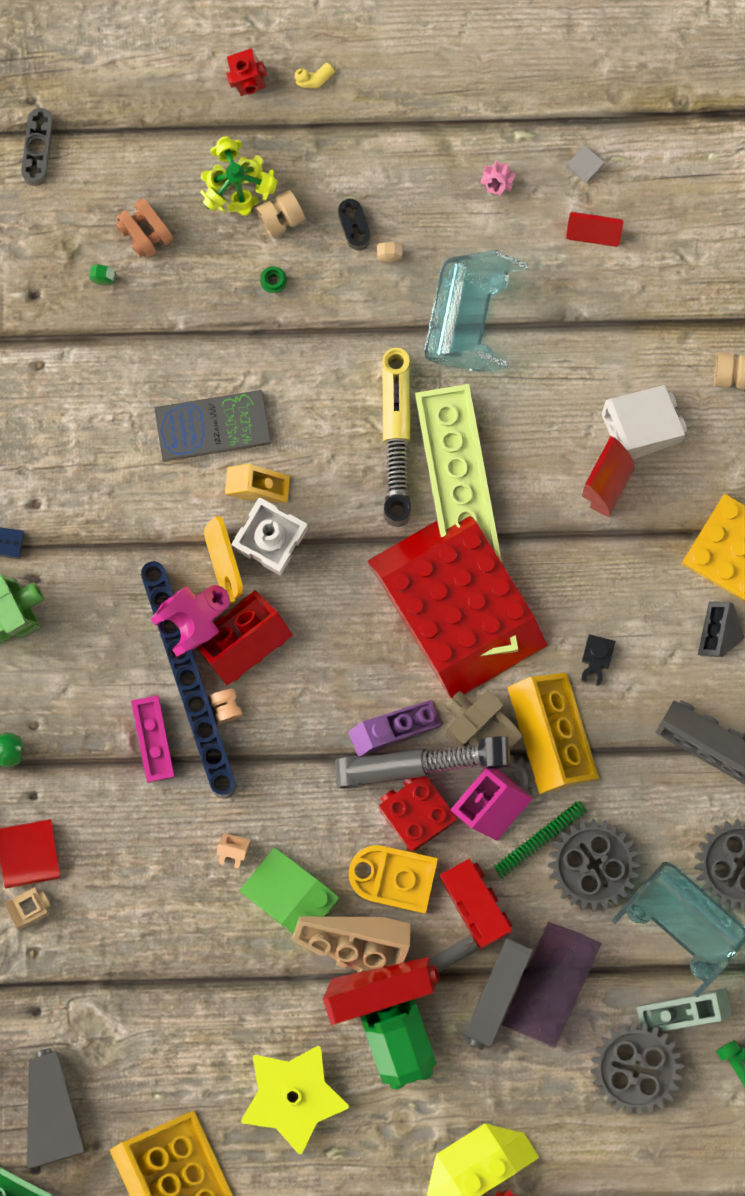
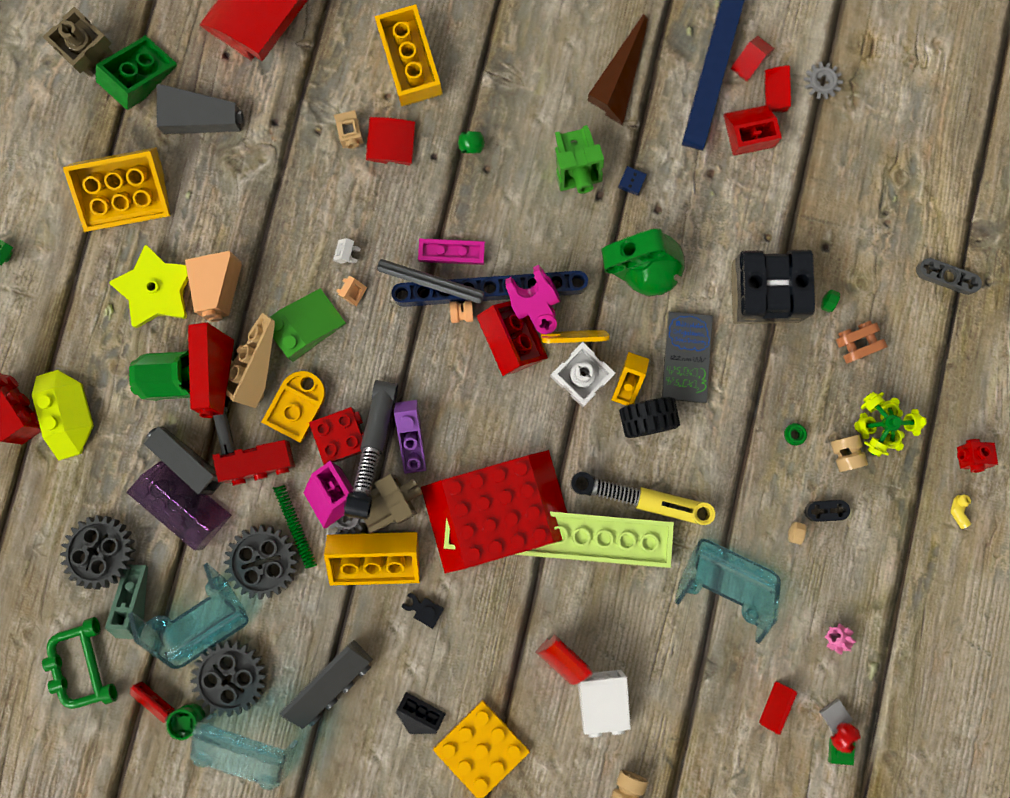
camera: 105 degrees right, 5 degrees up
(107, 343) = (772, 287): none -> black piece
(113, 494) = (646, 262): none -> green piece
(185, 870) = (344, 250): none -> white tile
(200, 748) = (430, 281): none -> dark grey axle
(271, 1018) = (213, 284): none -> light nougat slope
(299, 448) = (649, 417): none -> black tyre
(606, 148) = (845, 737): none -> red piece
(623, 149) = (839, 757): none -> green plate

